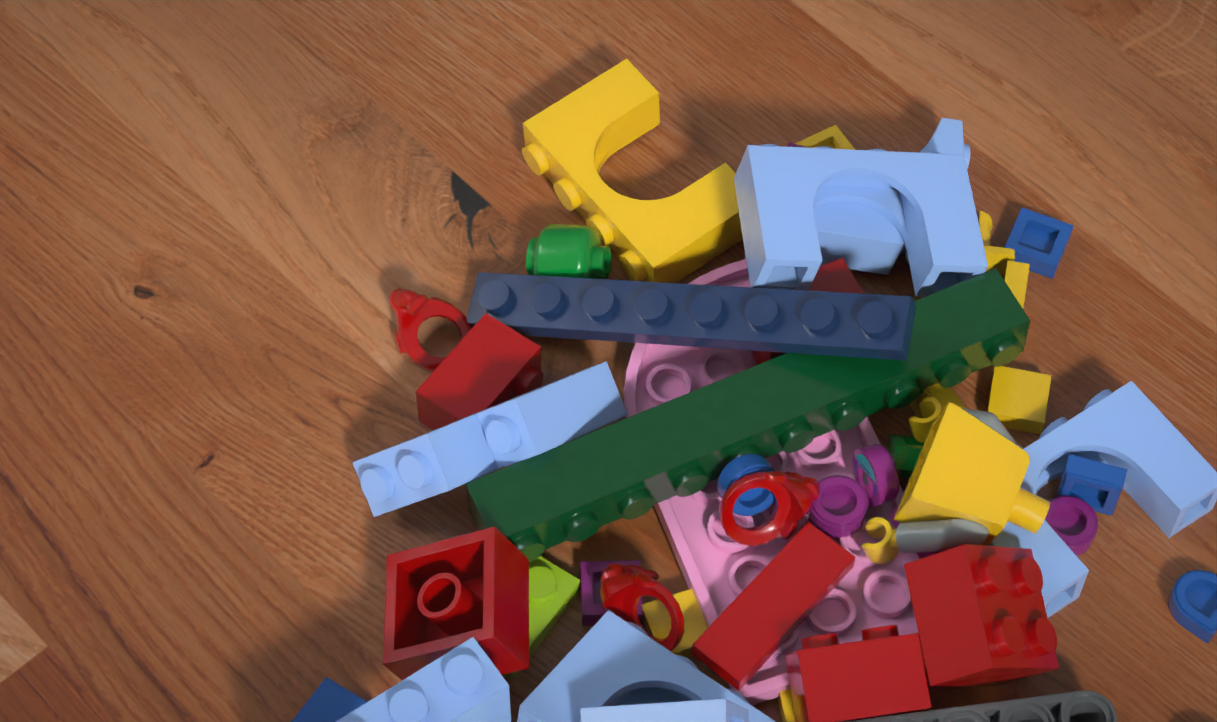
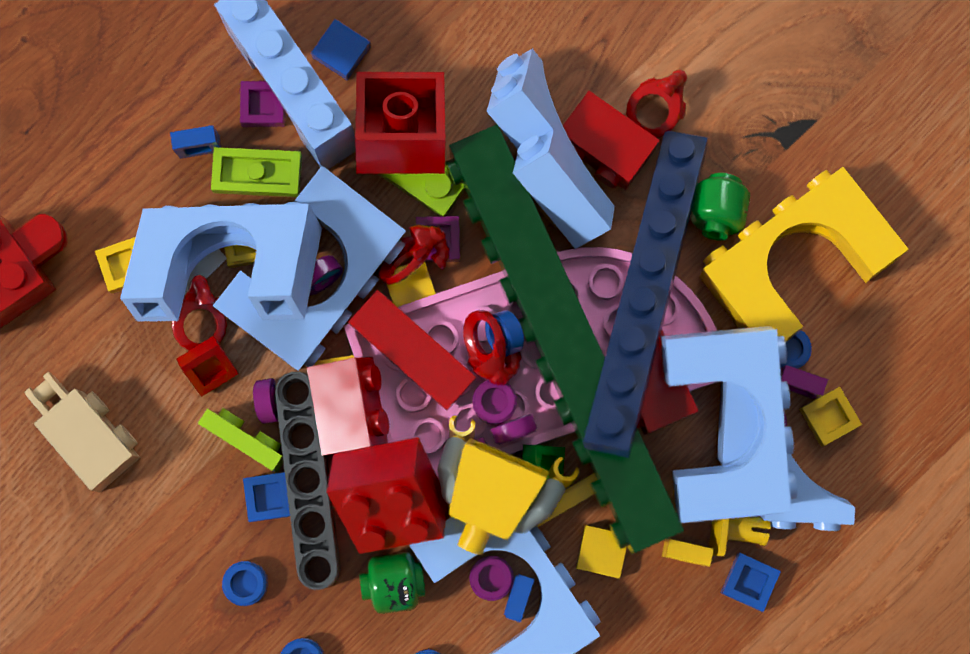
camera: 90 degrees right, 25 degrees up
(1092, 631) = (393, 583): none -> green head

